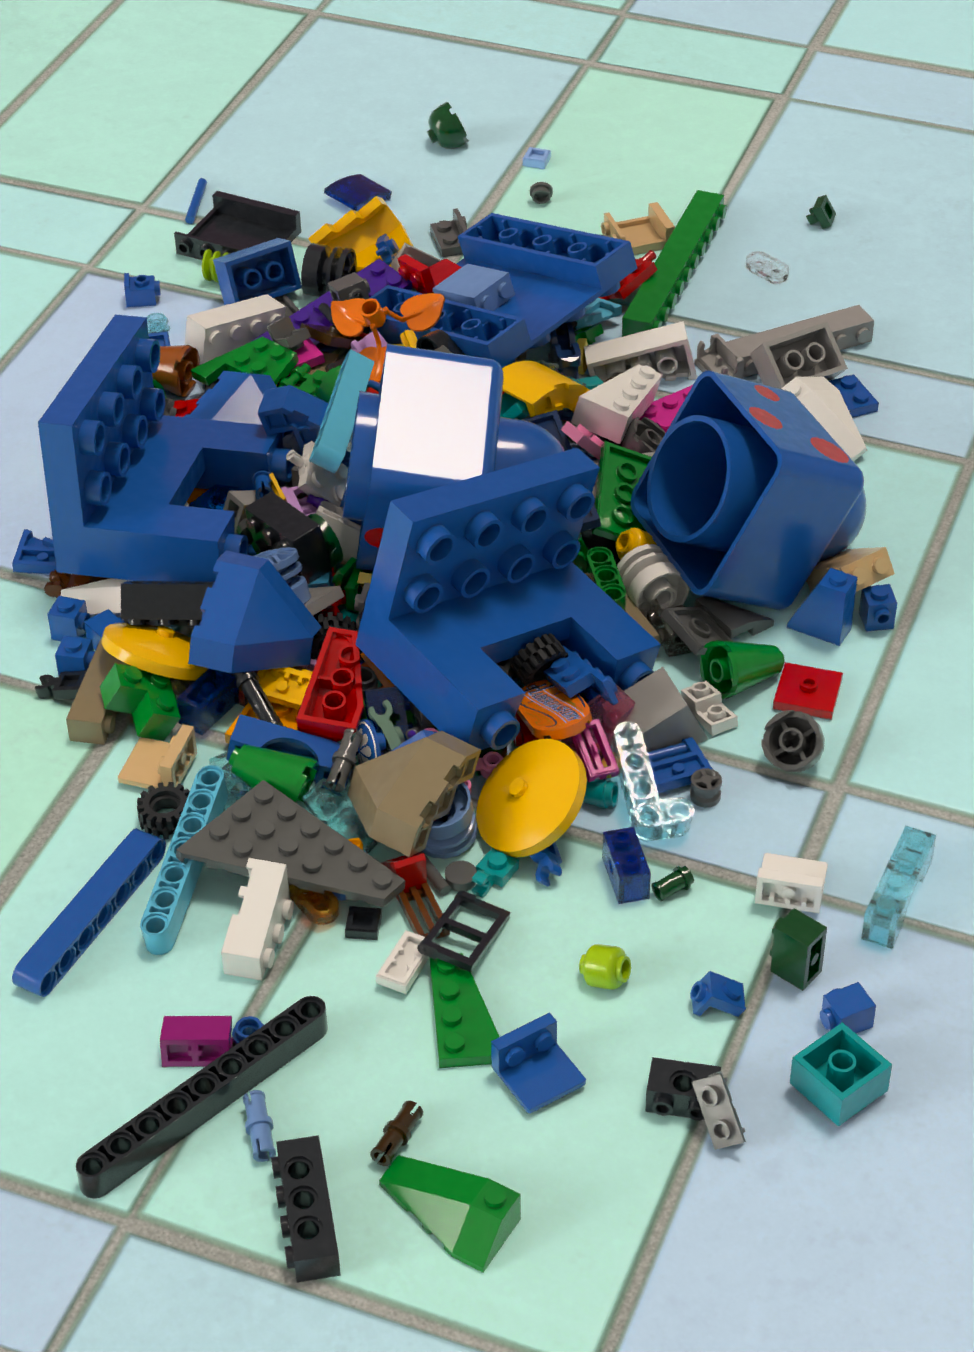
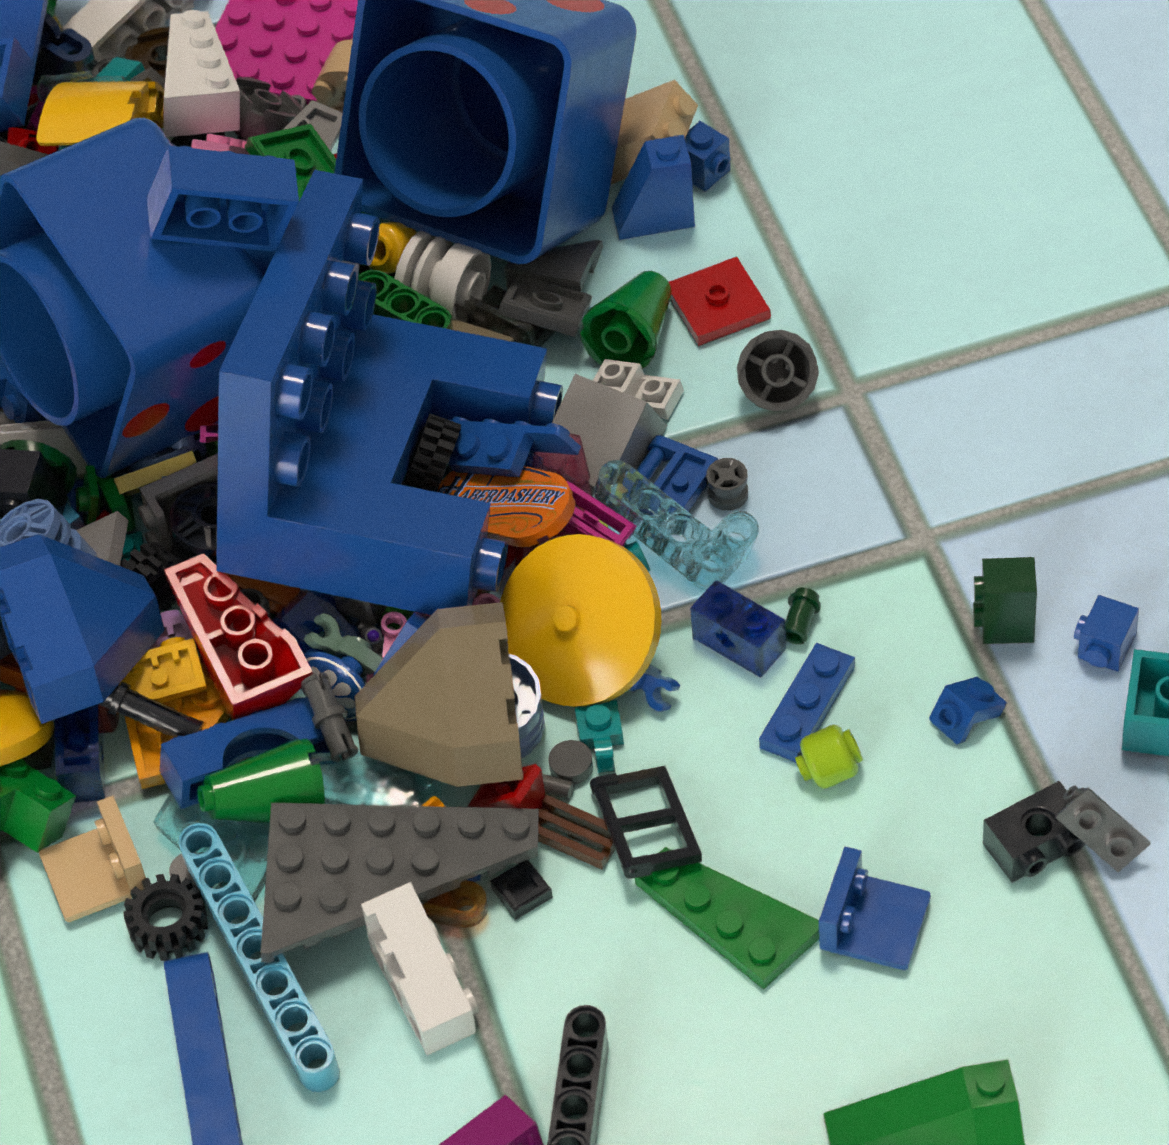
camera: 35 degrees left, 10 degrees up
(245, 1027) = (530, 1089): blue plate -> none
(396, 1133) = (802, 1090): dark brown pin -> none
(402, 964) = (616, 901): white plate -> none
(490, 420) = (222, 198): none -> blue brick
(632, 930) = (807, 701): none -> blue plate
(791, 882) = (918, 531): white bracket -> none
(894, 891) = (1041, 486): clear light blue arch -> none

